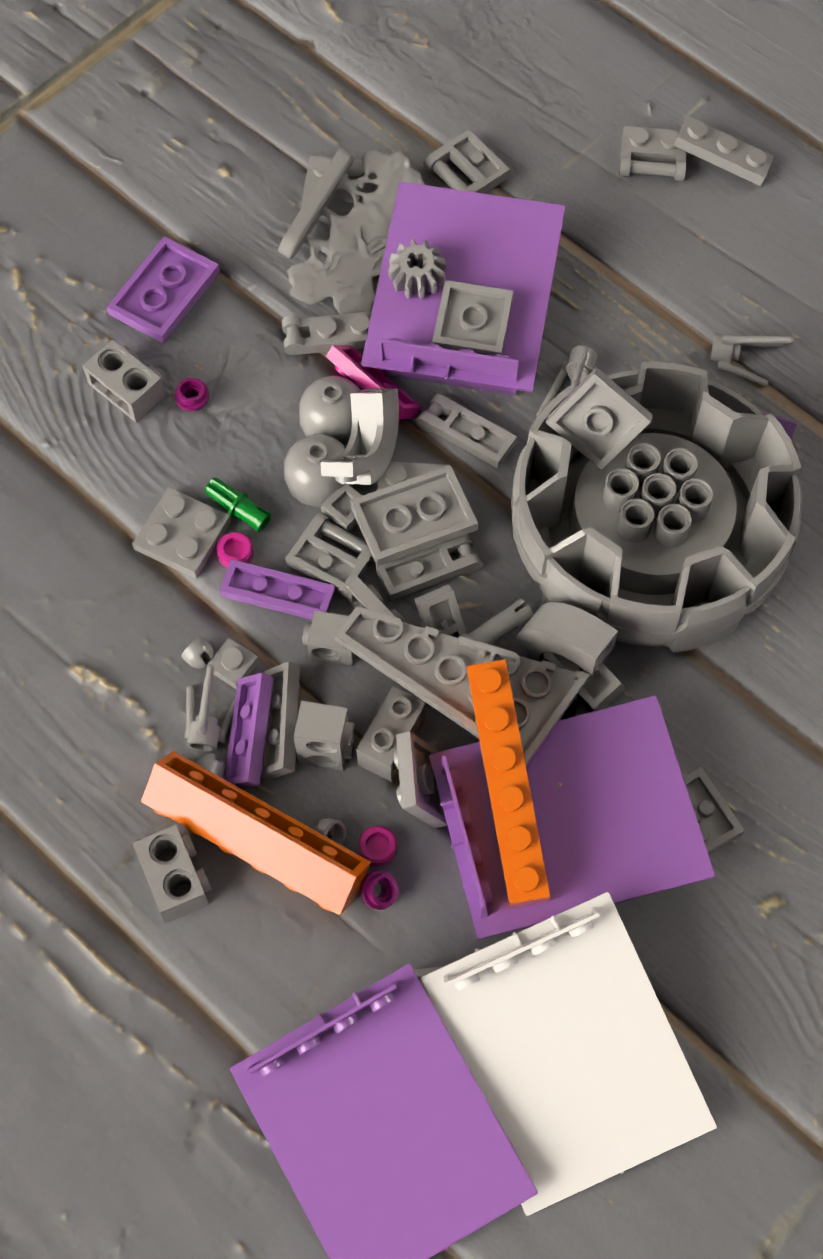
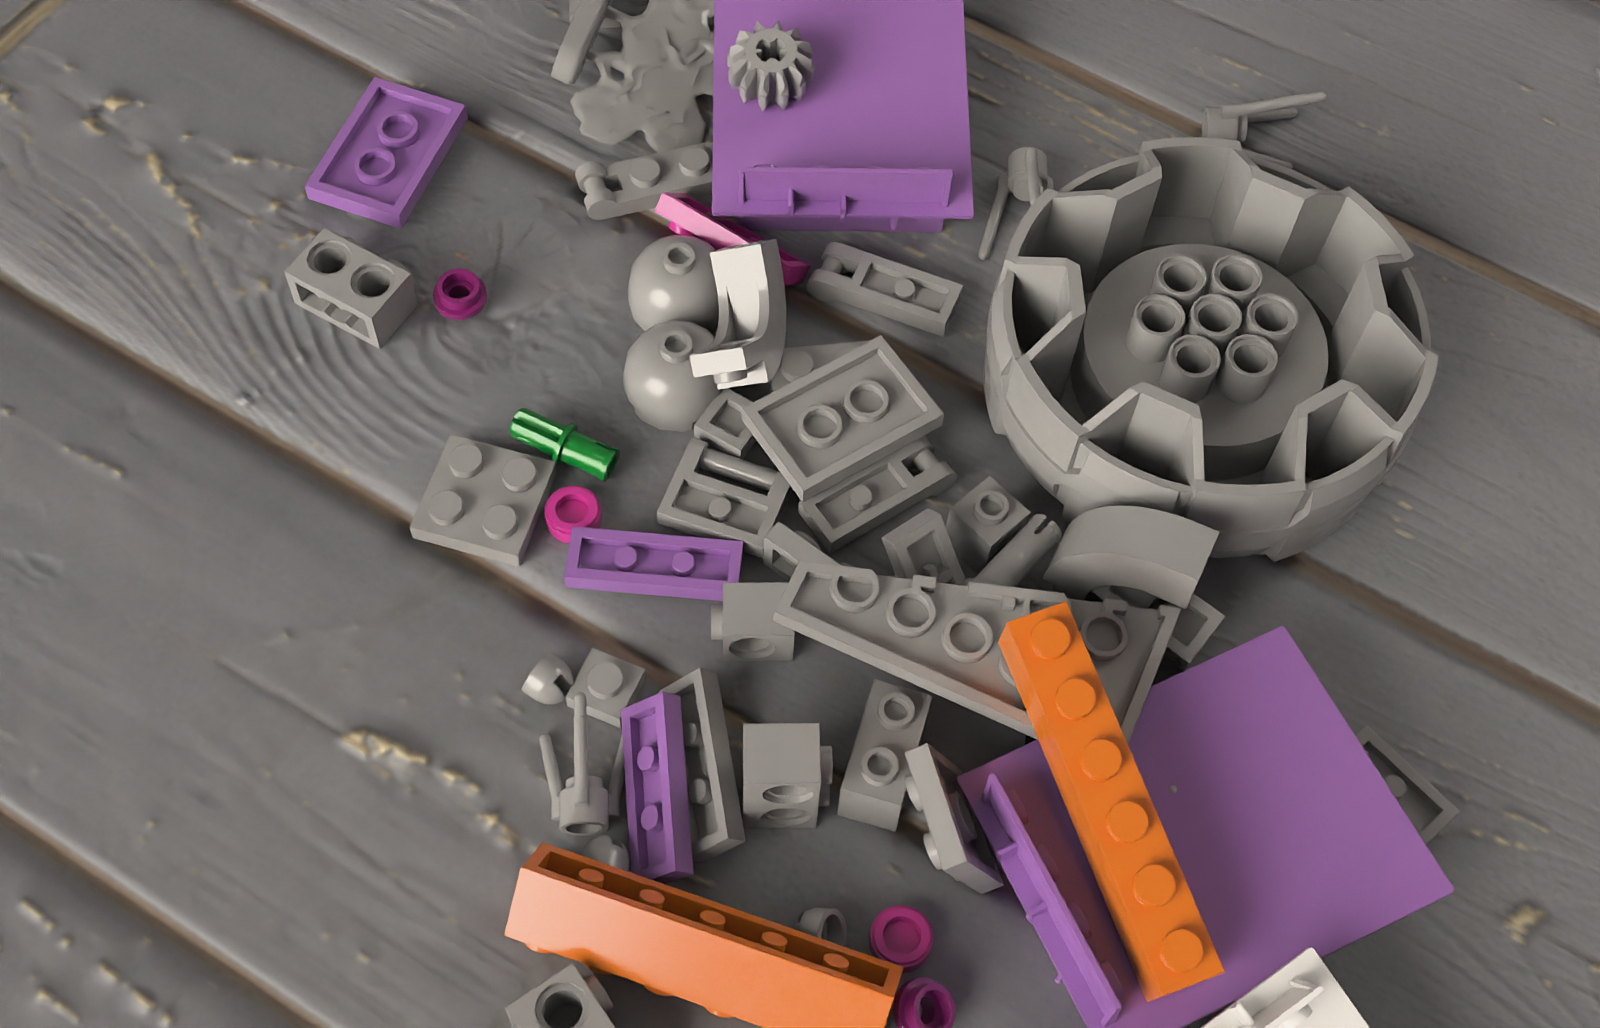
camera: 15 degrees left, 5 degrees down
(473, 318) = (867, 121): light grey plate -> none
(489, 596) = (985, 523): none -> light grey brick
(599, 418) = (1110, 223): light grey plate -> none

